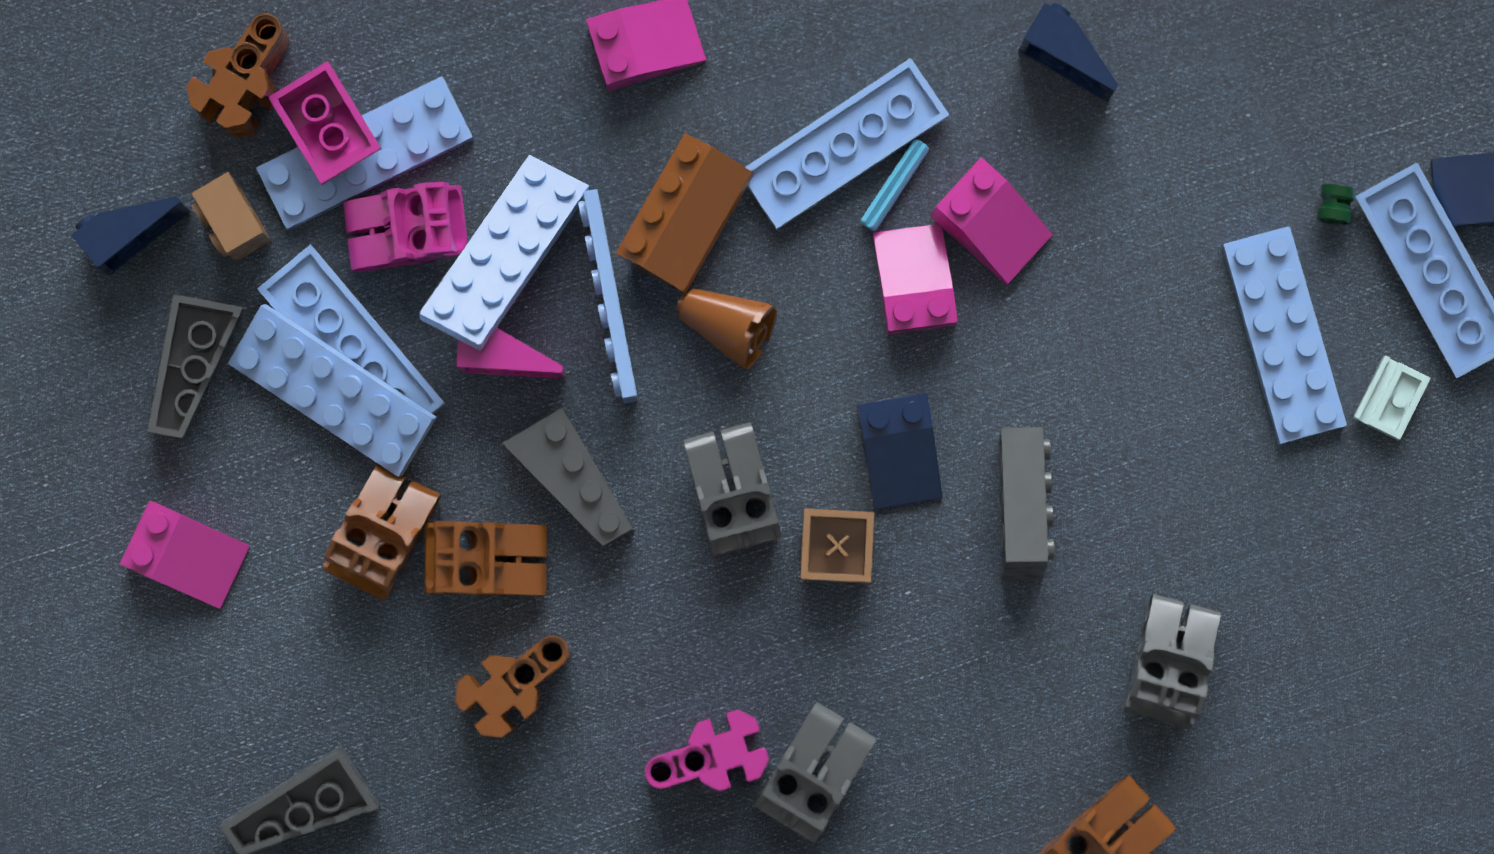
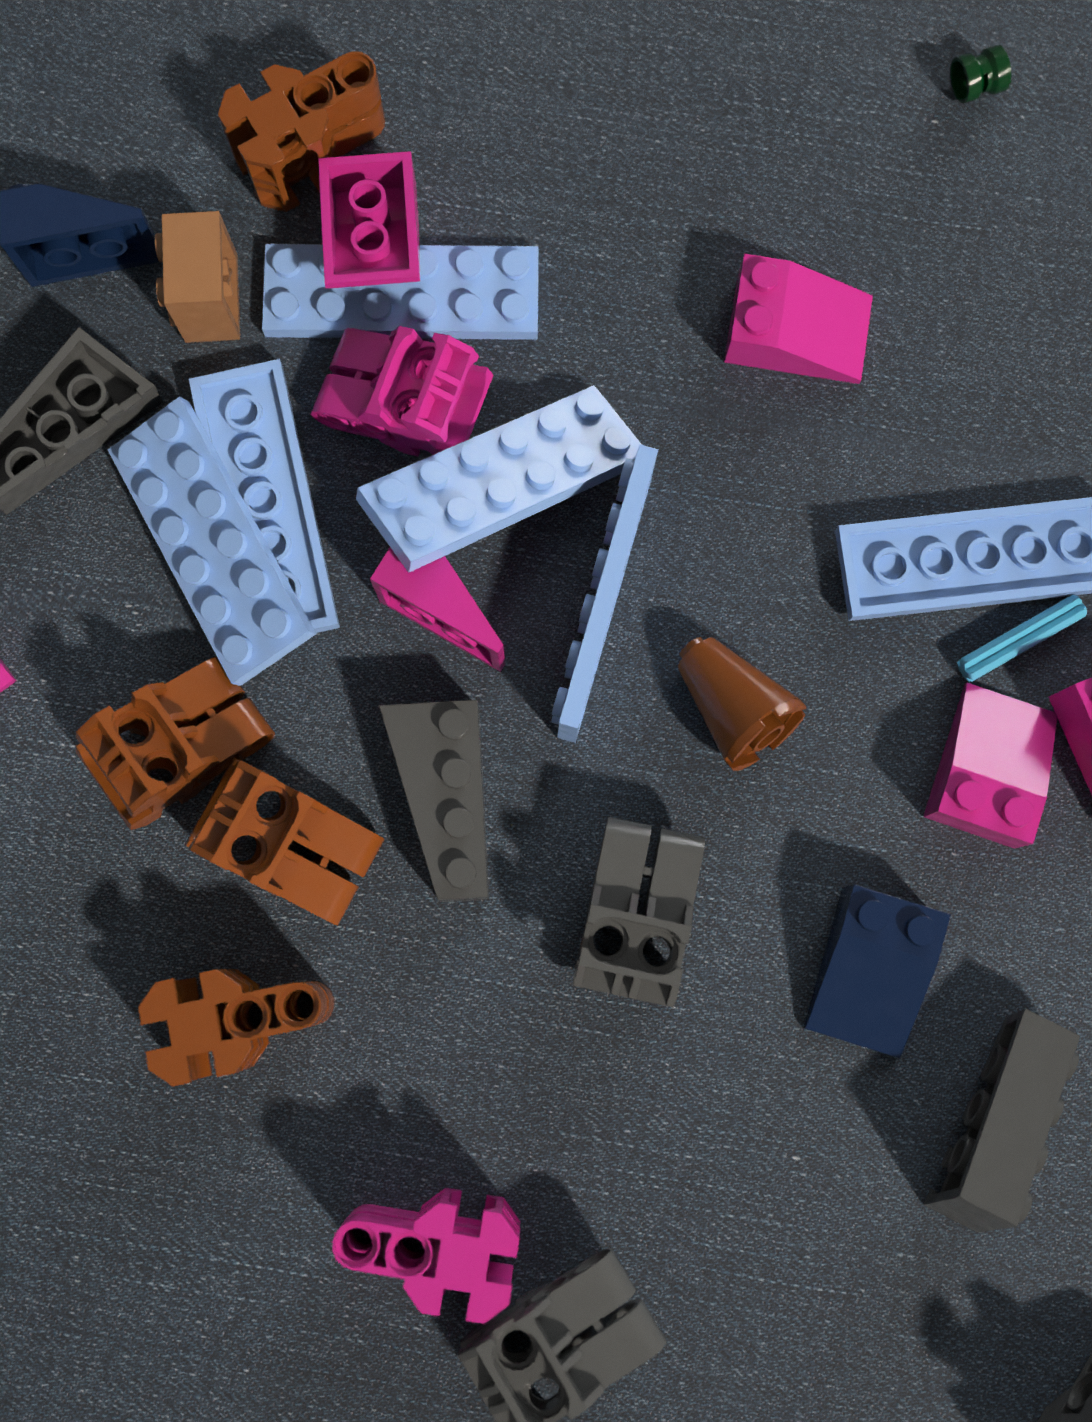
camera: 30 degrees right, 5 degrees down
(684, 213) = (748, 541): dark orange slope -> none
(837, 546) = (737, 1054): medium nougat brick -> none

